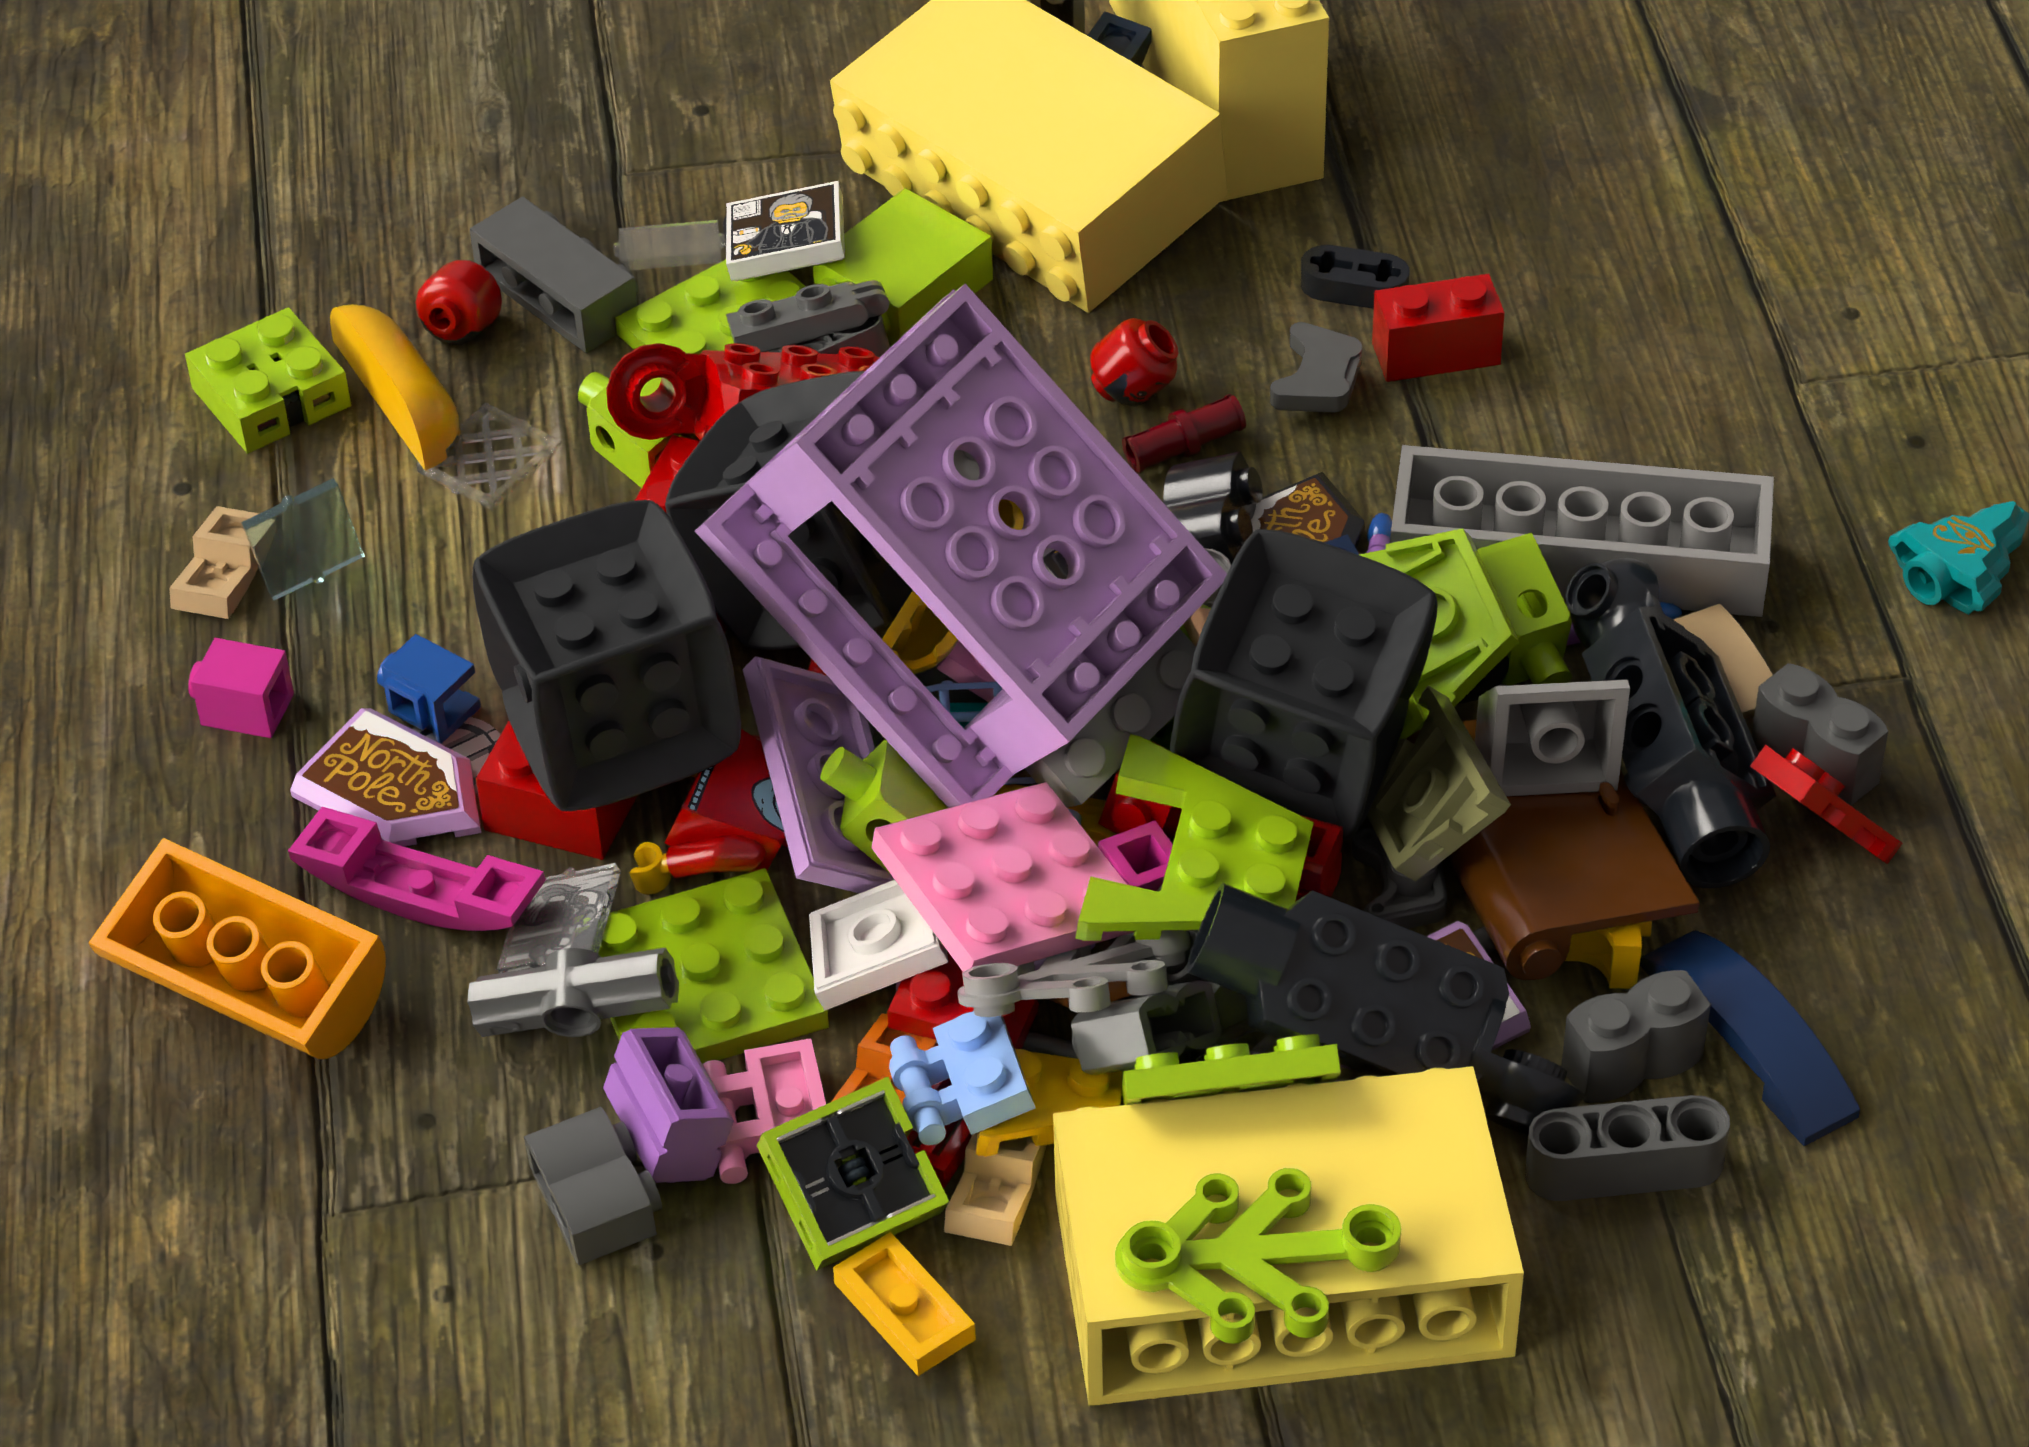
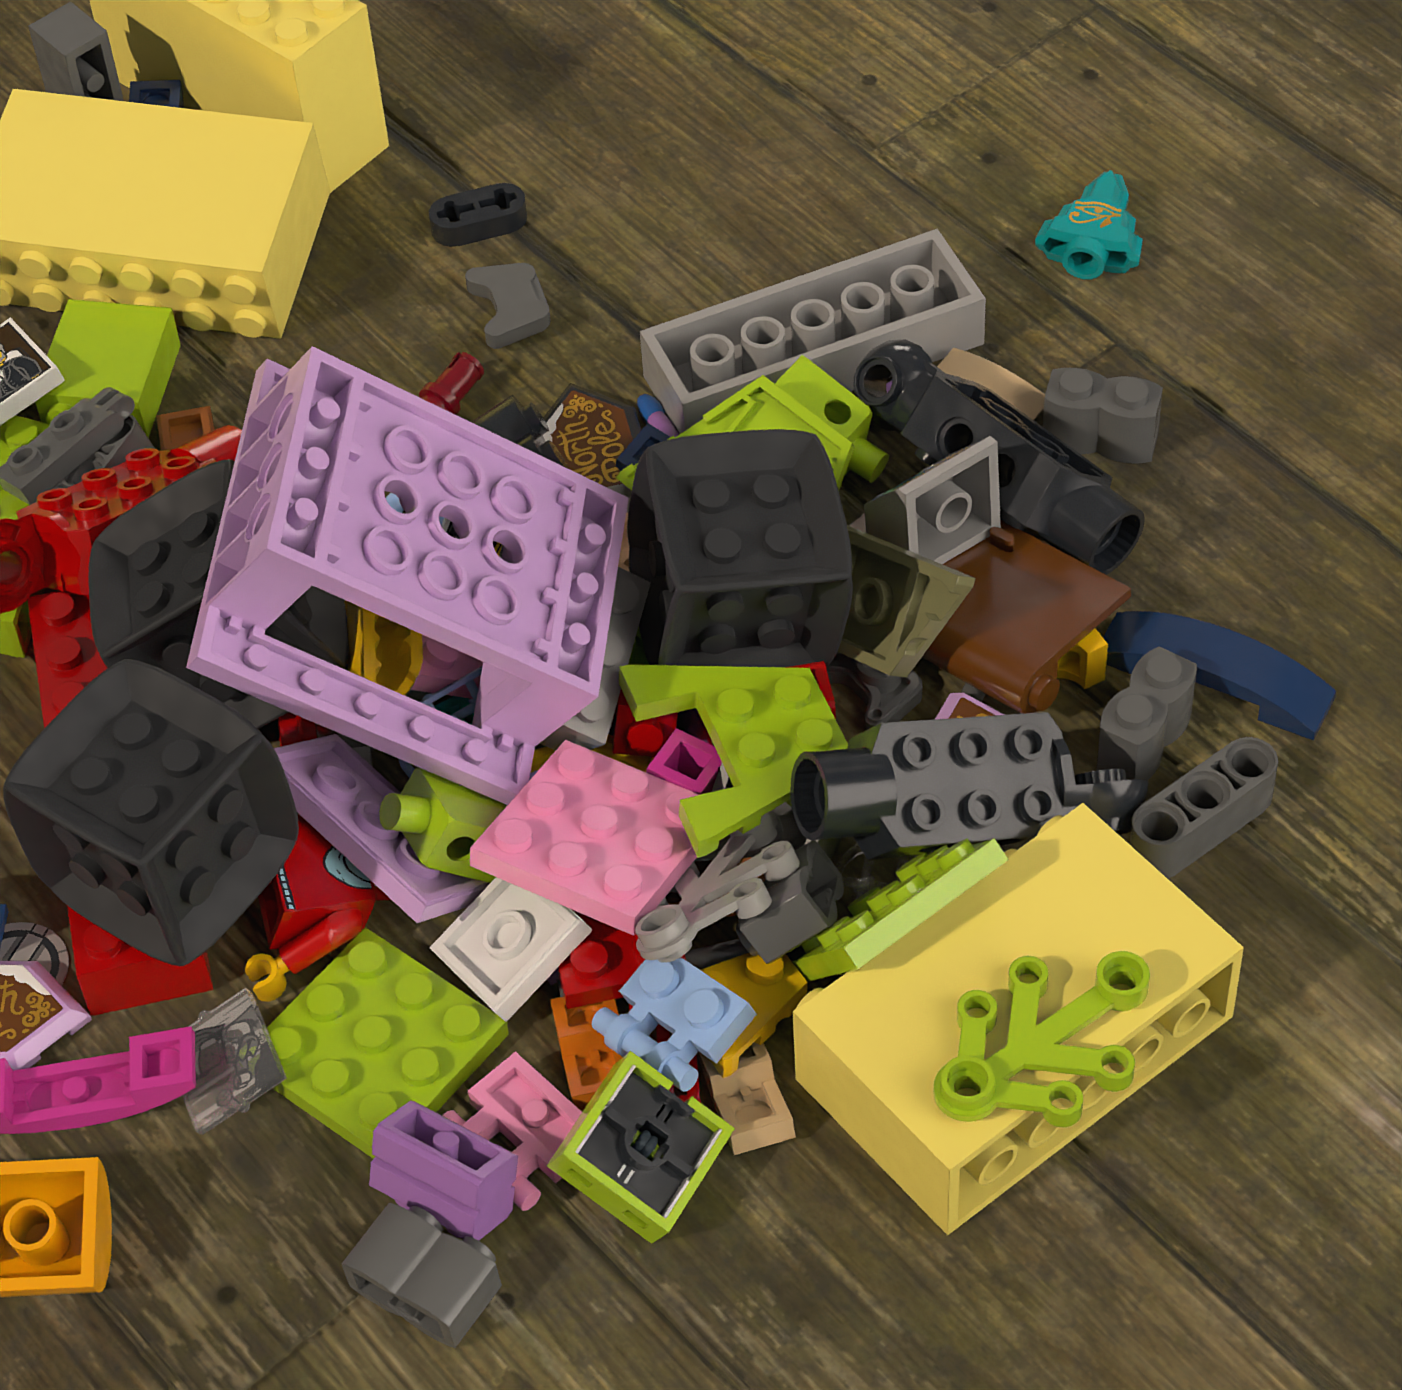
camera: 30 degrees left, 5 degrees up
(573, 992) = (291, 1117): dark grey piece -> none
(904, 1303) = (751, 1232): yellow plate -> none
(1134, 362) = (369, 348): red head -> none
(1437, 327) = (580, 226): red brick -> none
(1820, 794) = (1135, 459): red wing -> none

